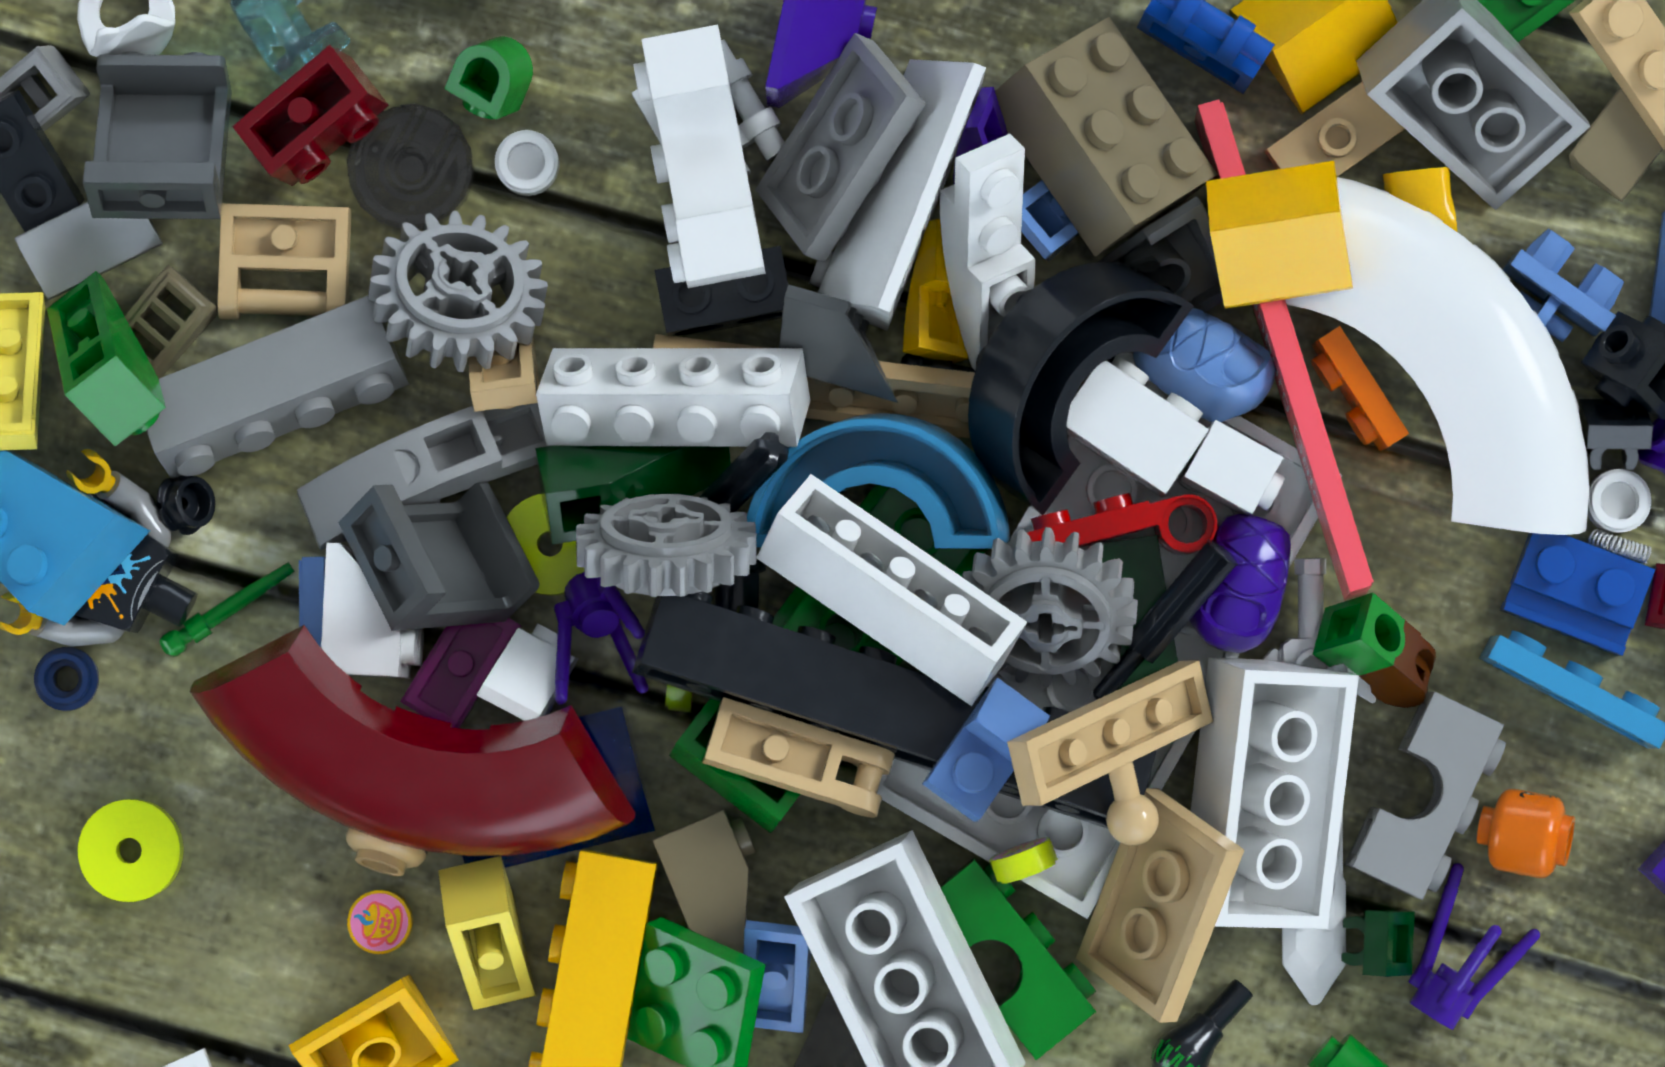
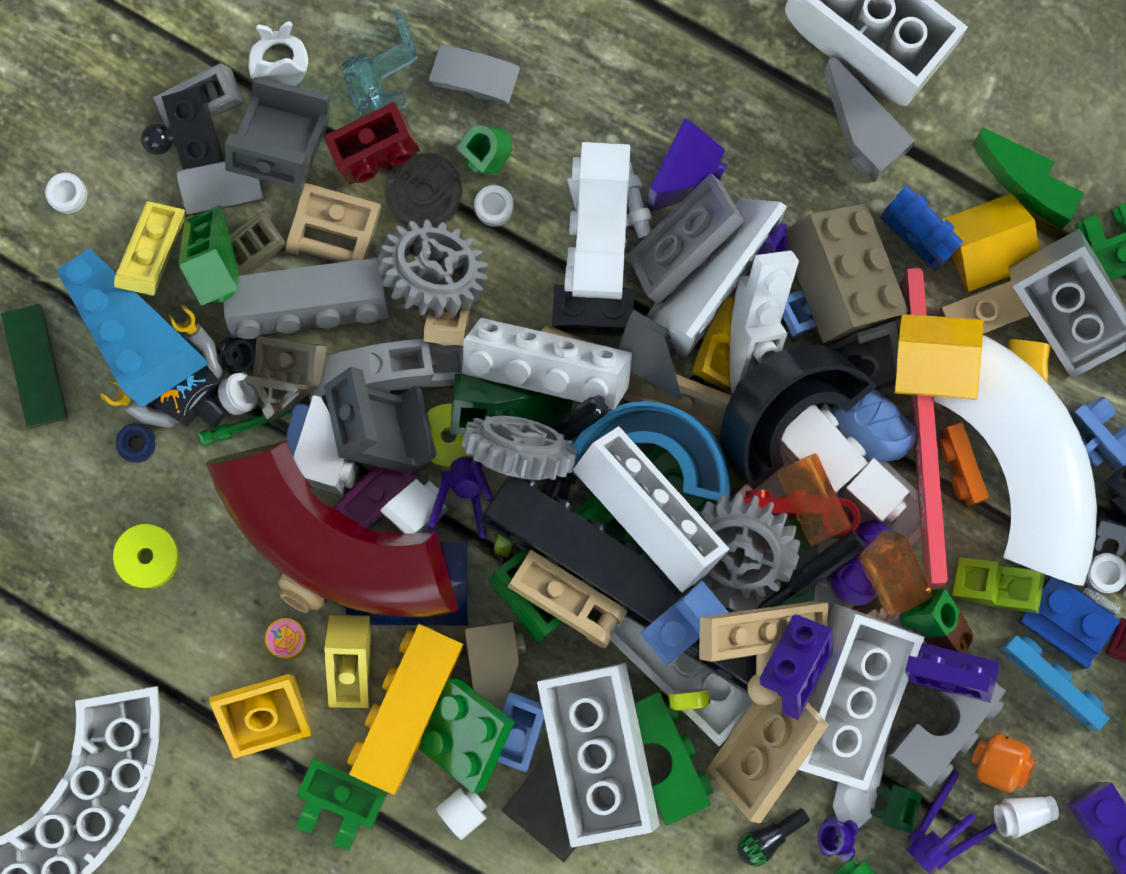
camera: 15 degrees right, 5 degrees down
(205, 563) = (237, 395): none -> white tile
(270, 511) = (285, 372): none -> dark tan slope
(1137, 509) = (813, 499): none -> clear orange slope
(1174, 769) = (798, 663): none -> dark purple bracket
(1288, 1015) = (829, 841): none -> dark purple plate
(1290, 590) = (895, 573): none -> clear orange slope
(1415, 717) = (953, 672): none -> dark purple bracket
(1455, 562) = (998, 586): none -> lime slope
(1577, 903) = (1022, 815): none -> white cone

